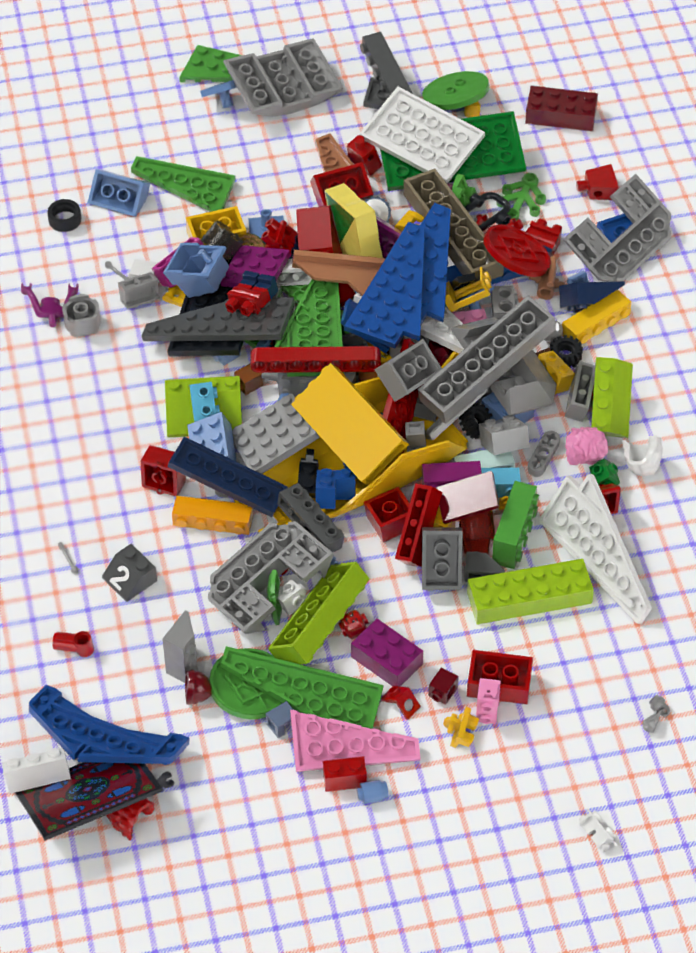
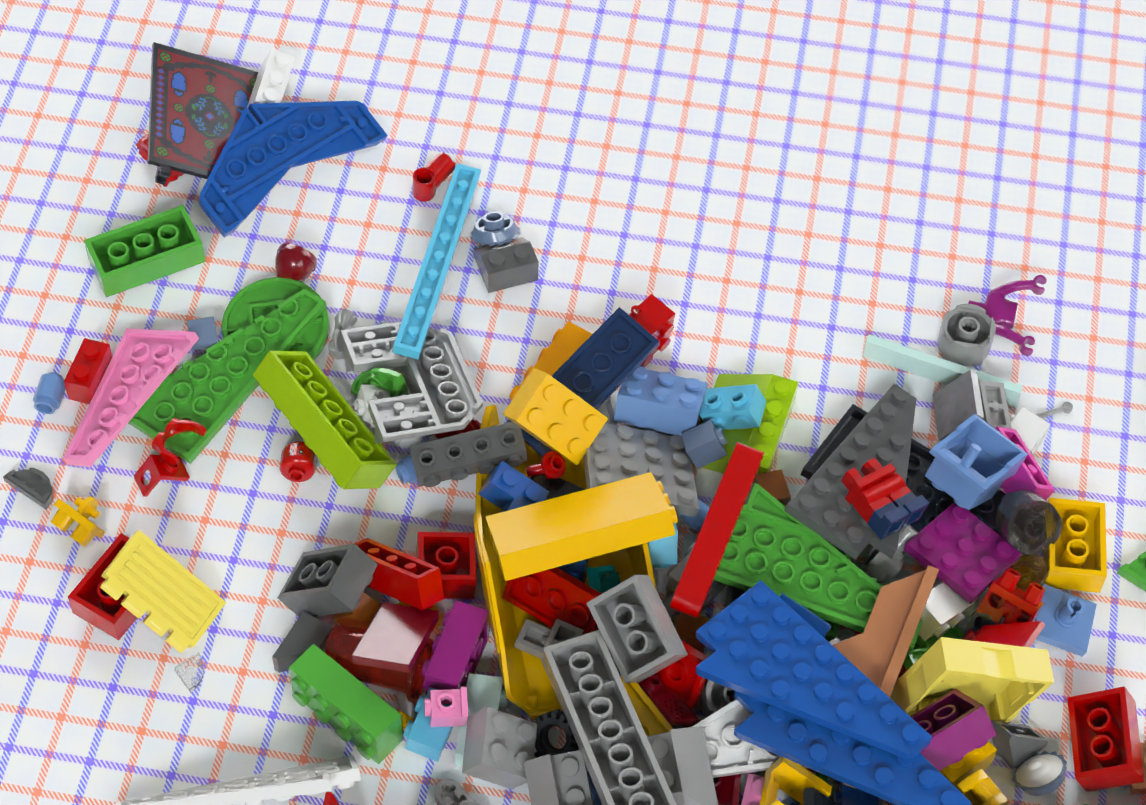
camera: 110 degrees right, 5 degrees up
(74, 569) = (589, 212): light grey hinge -> none
(107, 588) = (494, 229): none -> sand blue piece
(112, 324) = (930, 366): none -> light aqua tile
(142, 304) = (957, 403): none -> flat silver tile
(153, 601) = (436, 262): none -> medium azure plate
(180, 648) = (344, 256): light grey slope -> none
(227, 783) = (144, 251): none -> bright green brick
(235, 412) = (704, 444): none -> sand blue brick
(248, 640) = (343, 320): none -> light grey piece
(271, 468) = (555, 416): none -> yellow brick
(297, 474) = (551, 465): none -> red plate
(384, 698) = (174, 427): none -> red cap
(387, 653) = (232, 480): magenta brick -> none
(443, 686) = (150, 521): dark red brick -> none
(448, 768) = (32, 484): none -> dark grey plate
(488, 700) = (84, 547): bright pink hinge -> none
(494, 462) = (447, 716): none -> bright pink brick
(496, 644) = (162, 589): none -> light yellow hinge
(530, 591) = (233, 685): lime brick -> none
(530, 624) = (191, 671): none -> clear tile

